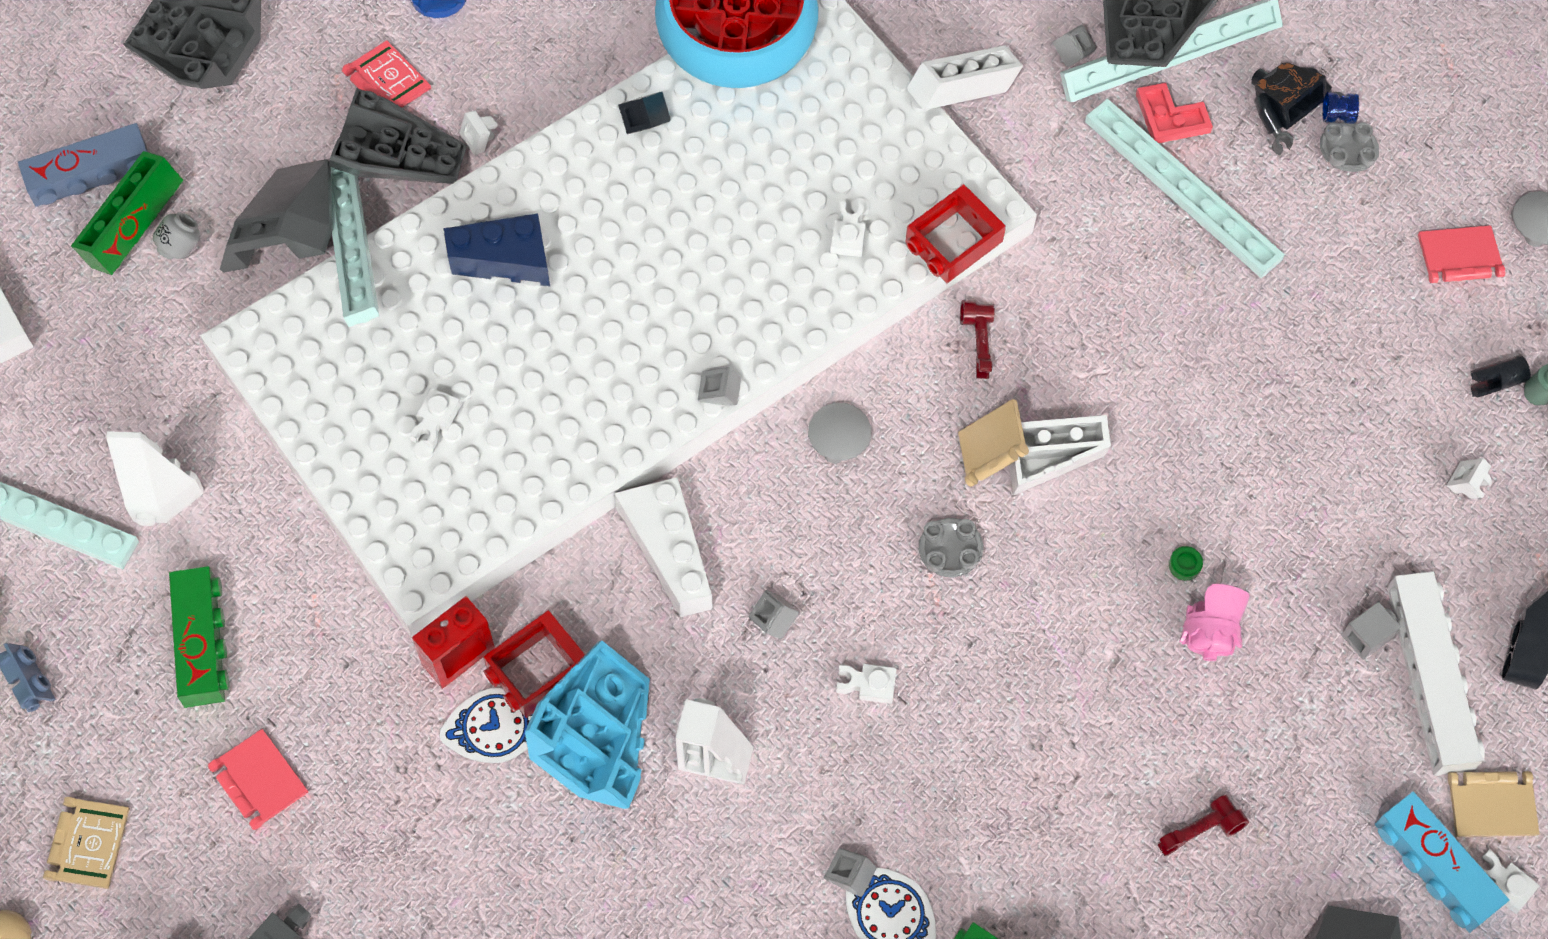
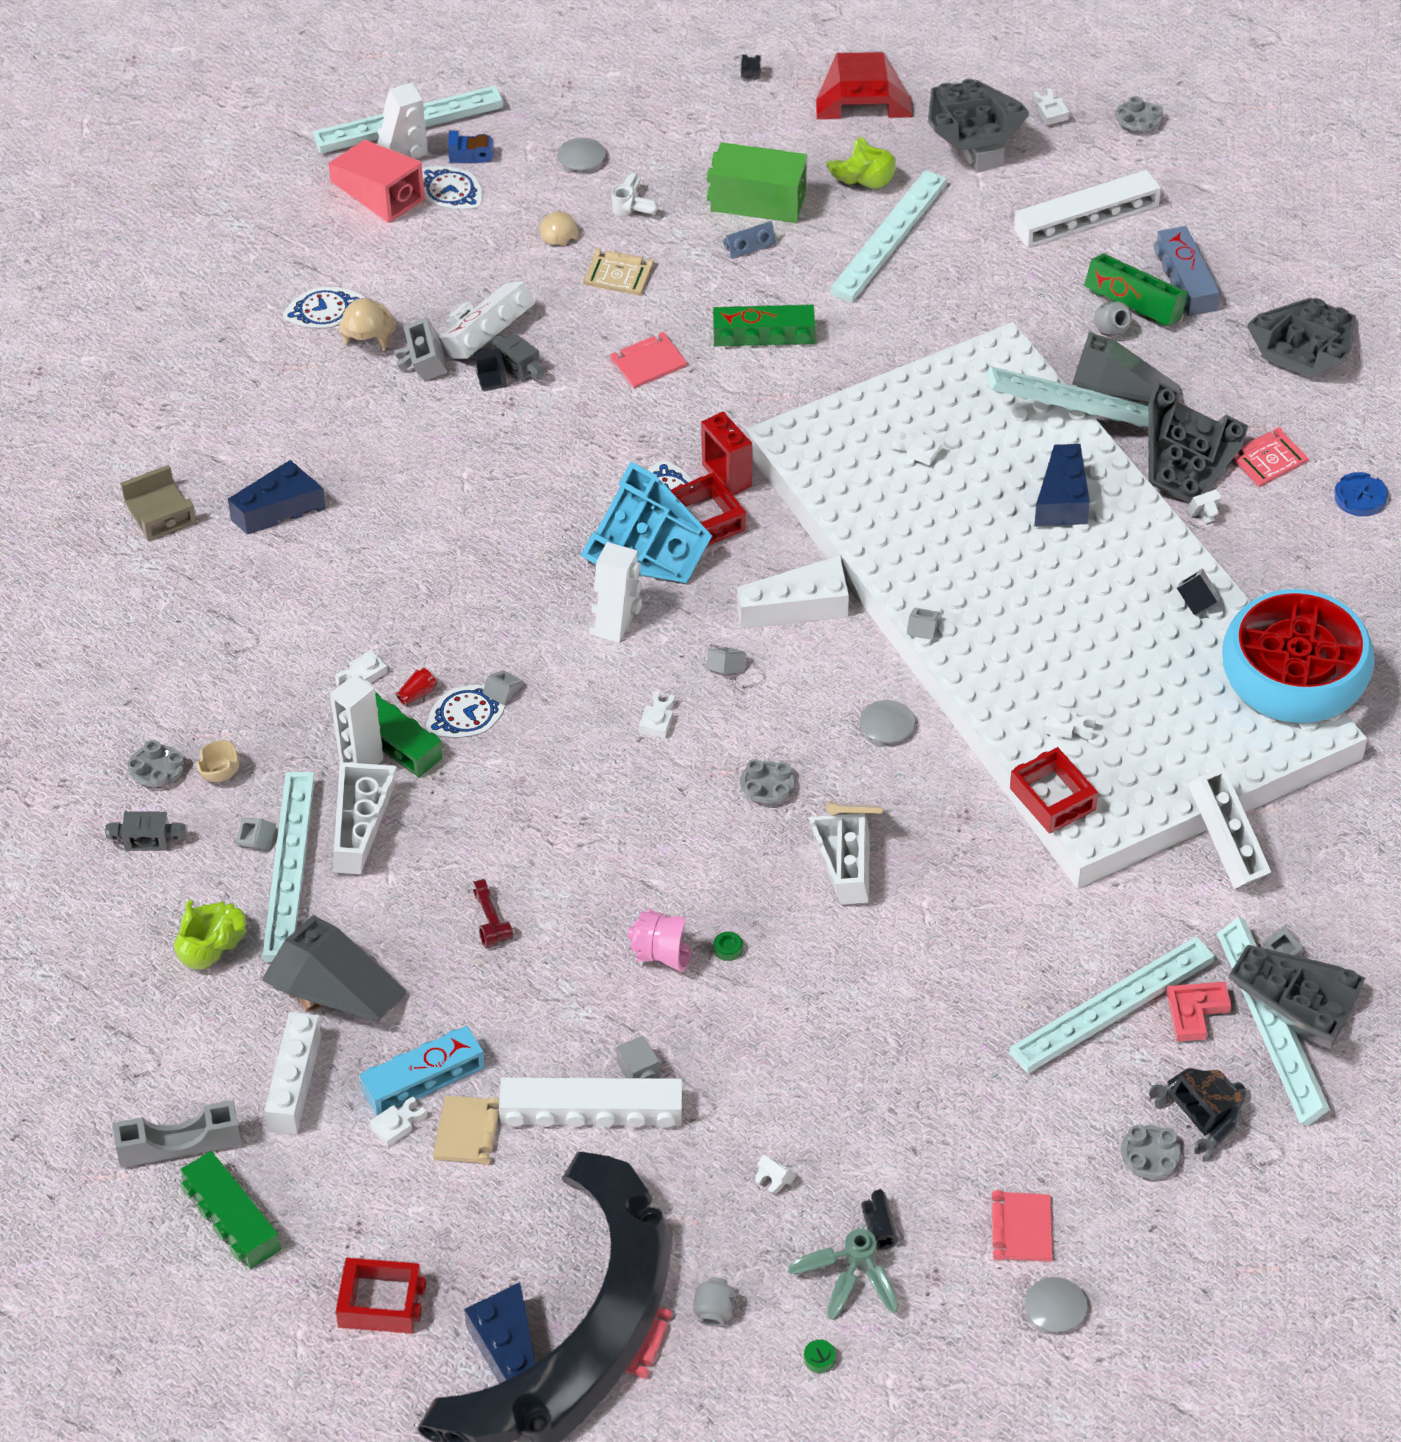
camera: 100 degrees right, 15 degrees down
(150, 483) = (883, 291): white wedge -> none
(979, 316) = (990, 829): dark red brick -> none
(1343, 107) = (1187, 1136): clear blue wheel -> none

